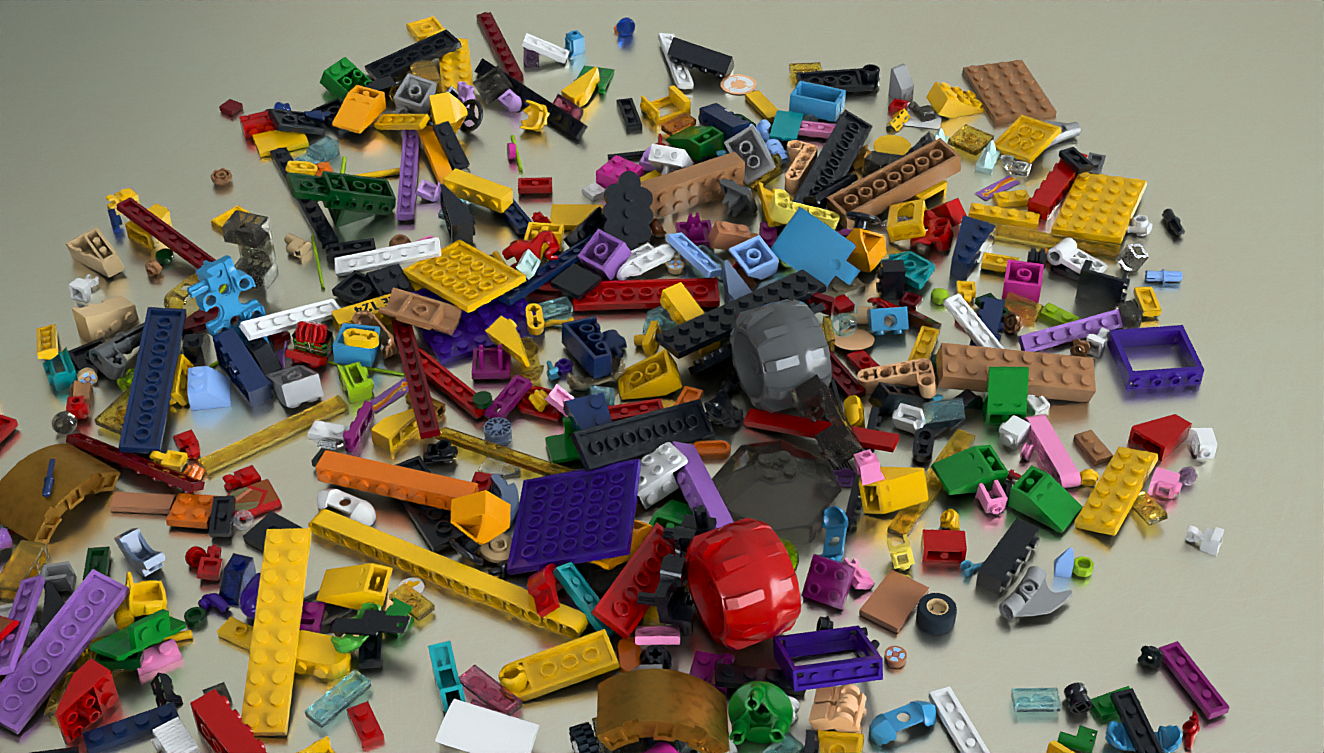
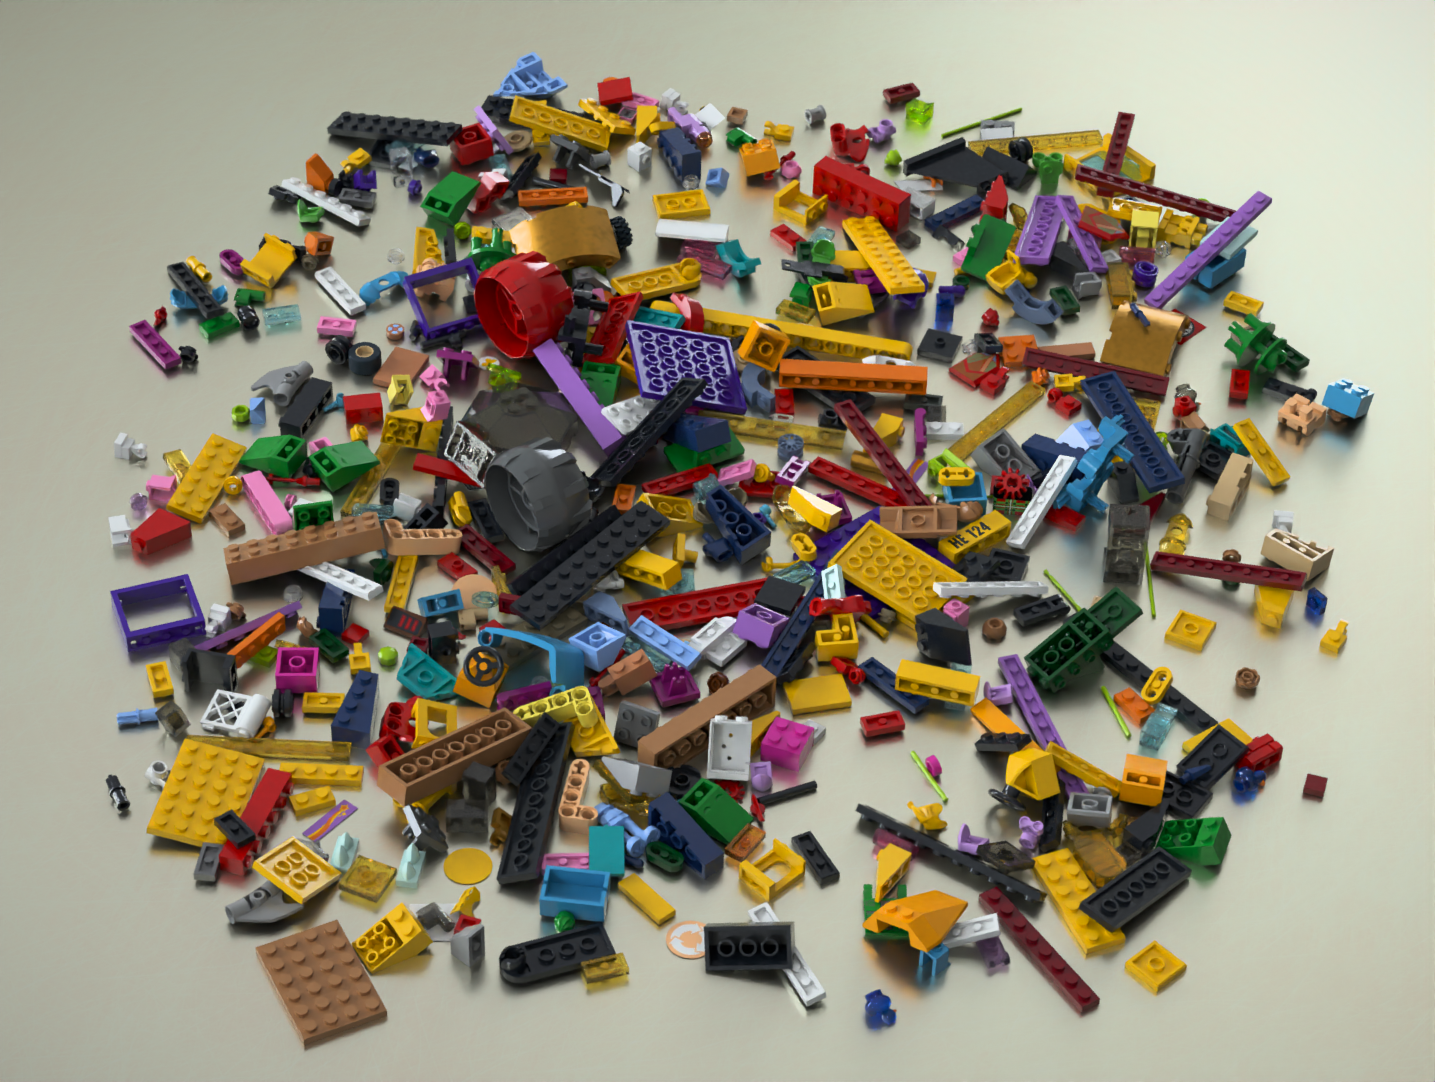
camera: 165 degrees right, 0 degrees up
(211, 565) = (973, 311): red plate -> none
(364, 663) = (803, 251): none -> dark green plate
(383, 173) = (1078, 714): yellow bar -> none
(482, 400) = (815, 460): dark green piece -> none
(577, 54) = (924, 915): none -> light orange wedge
(628, 210) = (751, 660): black plate -> none
(713, 449) = (590, 465): orange tile -> none
(836, 524) = (460, 389): dark azure piece -> none
(966, 624) = (338, 349): none -> black wheel
(967, 670) = (336, 326): none -> bright pink plate
(1061, 301) = (259, 639): none -> orange plate

